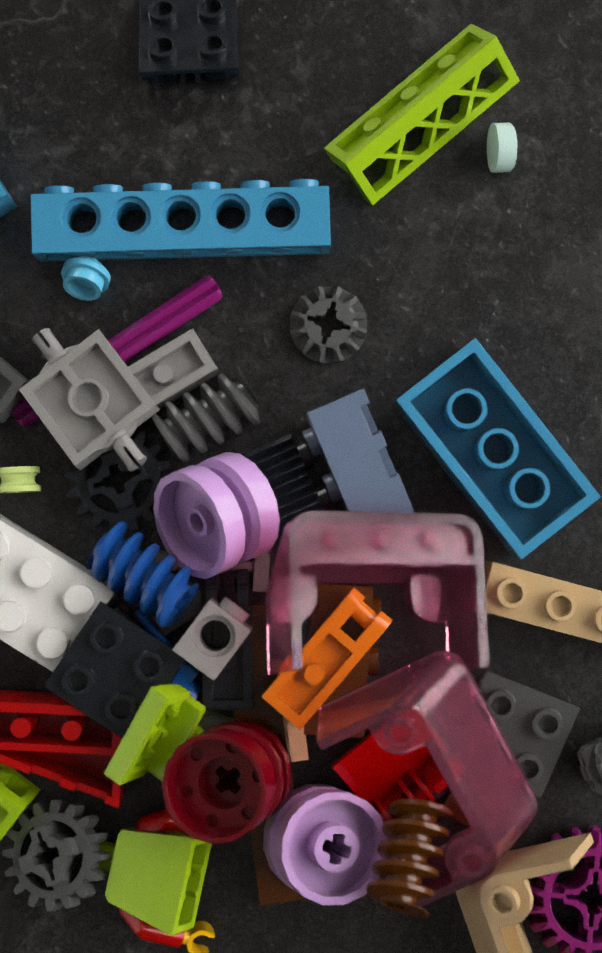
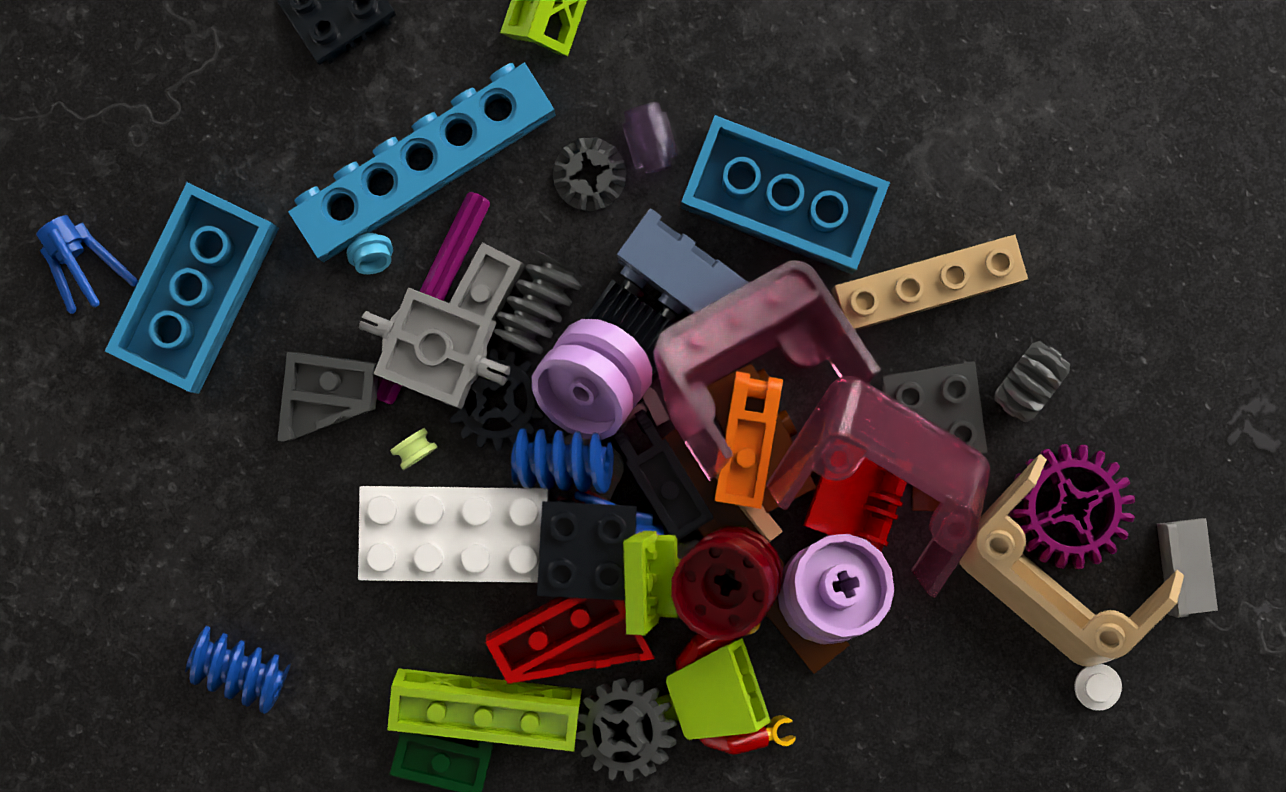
camera: 30 degrees left, 0 degrees up
(198, 653) = (656, 496): light grey brick -> none
(402, 324) = (649, 138): none -> clear purple brick
(407, 854) = (901, 554): reddish brown piece -> none

